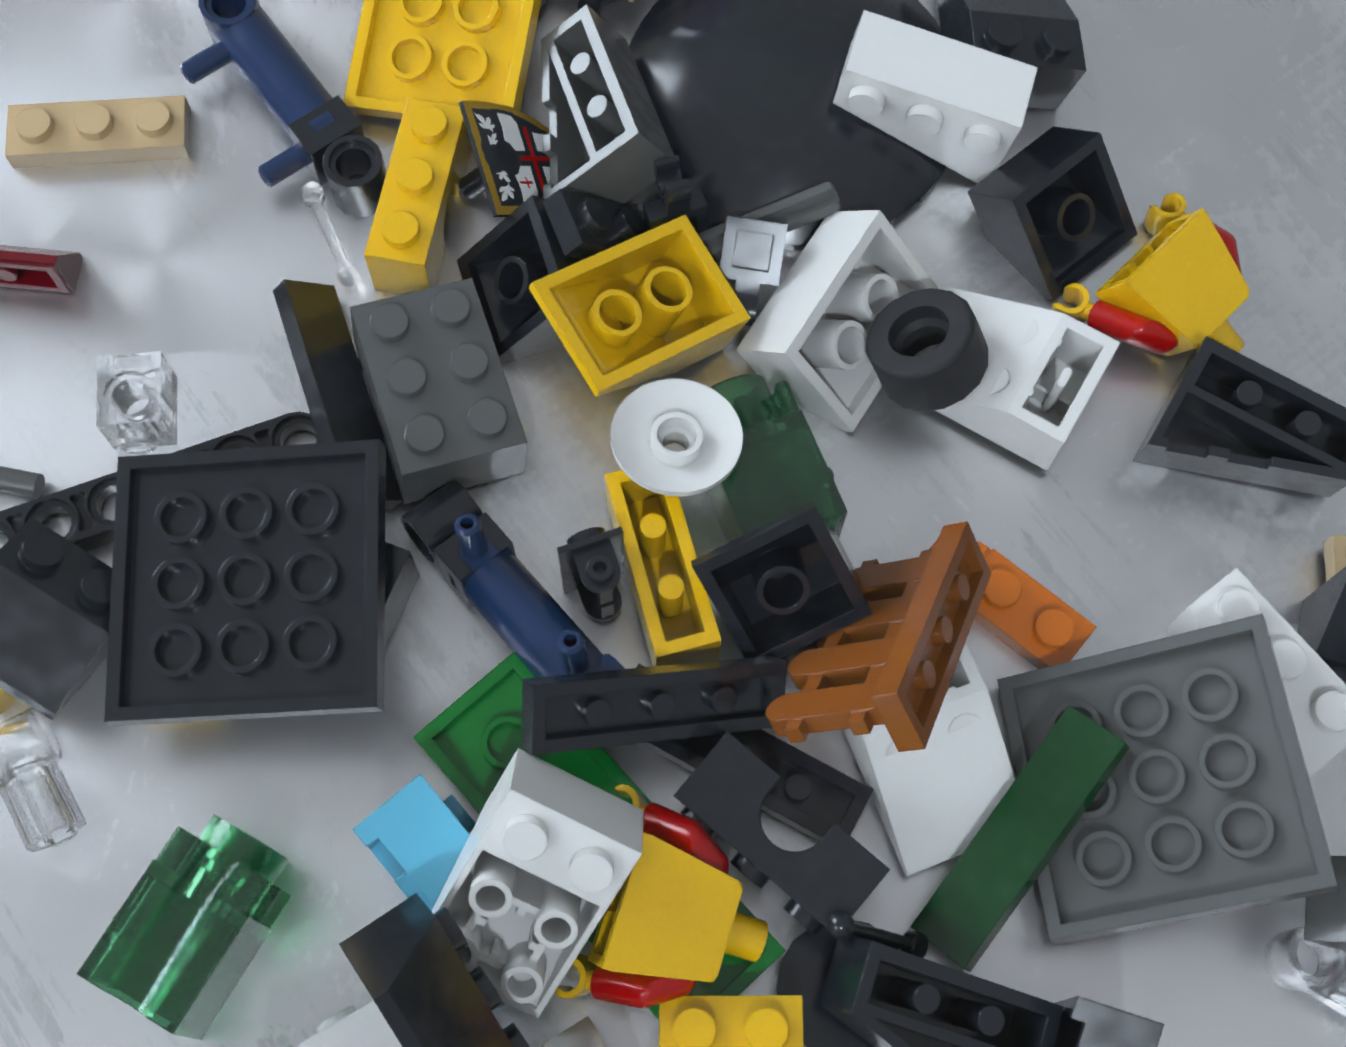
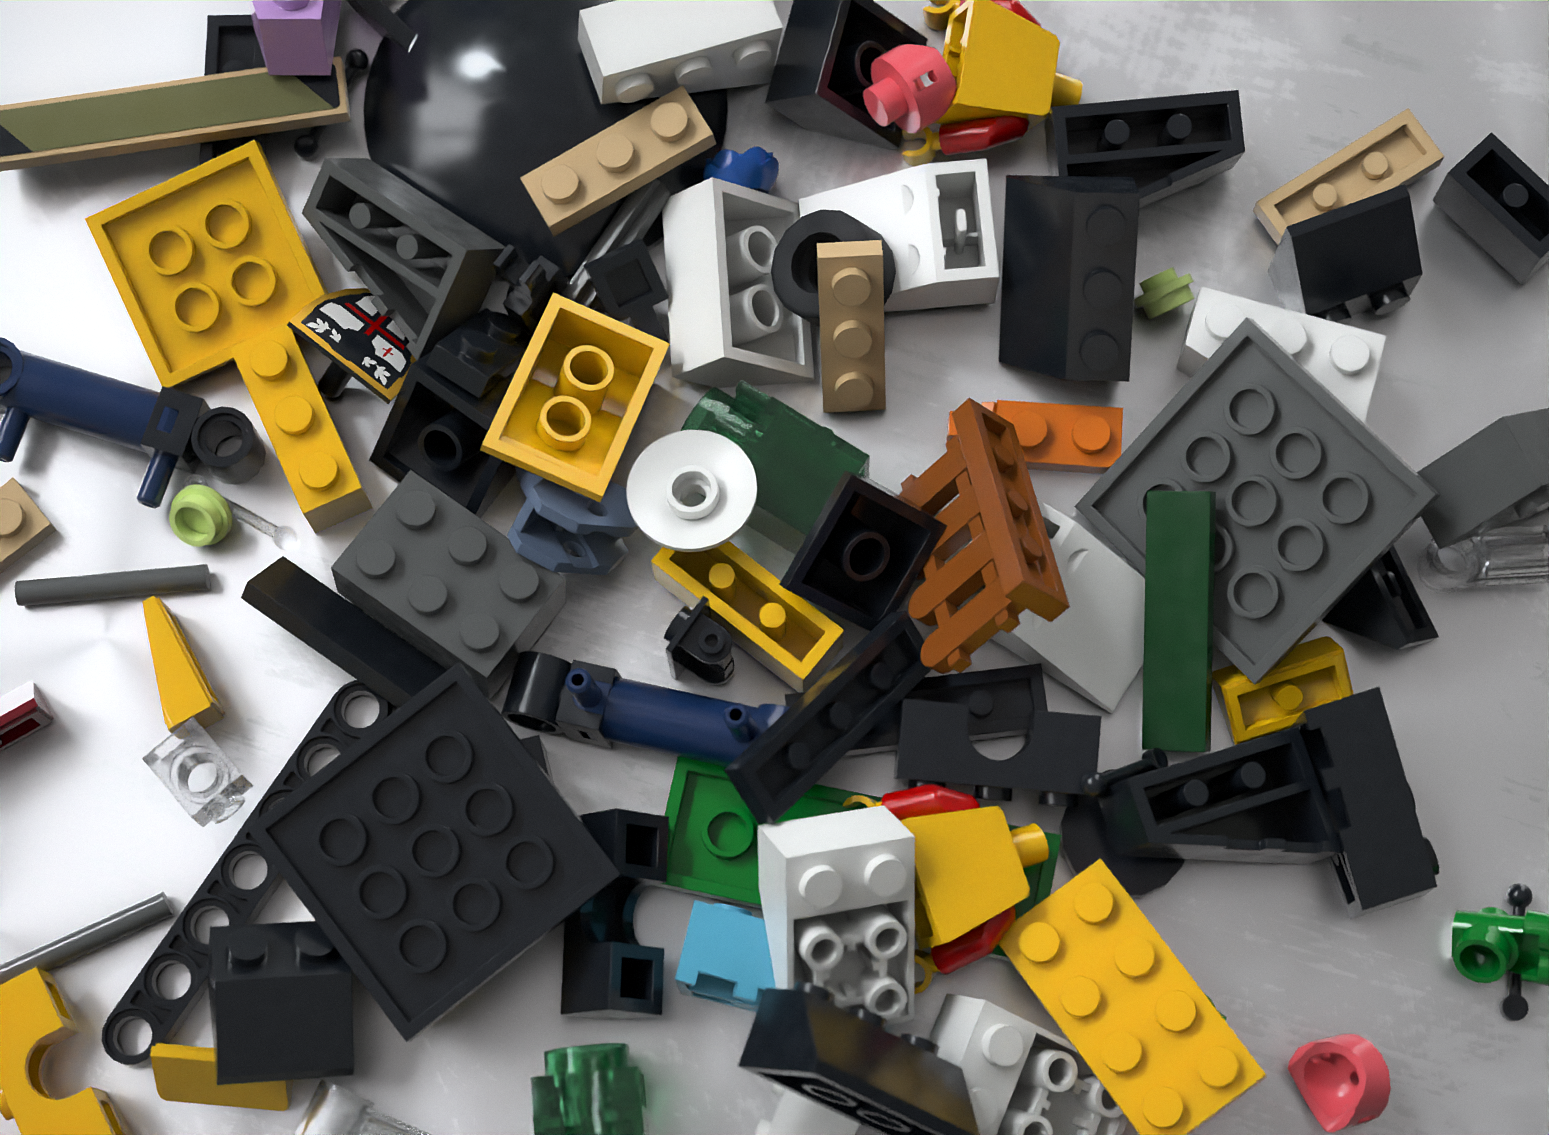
camera: 30 degrees left, 5 degrees up
(185, 313) = (179, 677): none -> yellow slope
(194, 222) = (112, 585): none -> dark grey bar
(294, 213) = (200, 516): none -> yellowish green plate
(327, 773) = (603, 963): none -> black arch
(554, 397) = (562, 521): none -> sand blue hinge
(814, 153) = (618, 160): none -> tan plate
(910, 398) = (851, 325): none -> tan plate
(918, 230) = (751, 169): none -> blue plate
(1085, 249) = (900, 93): none -> coral piece
(1096, 968) = (1305, 679): none -> yellow slope
(1125, 482) = (1069, 275): none -> black slope
(1199, 557) = (1164, 293): none -> yellowish green plate
(1215, 956) = (1385, 607): none -> black slope

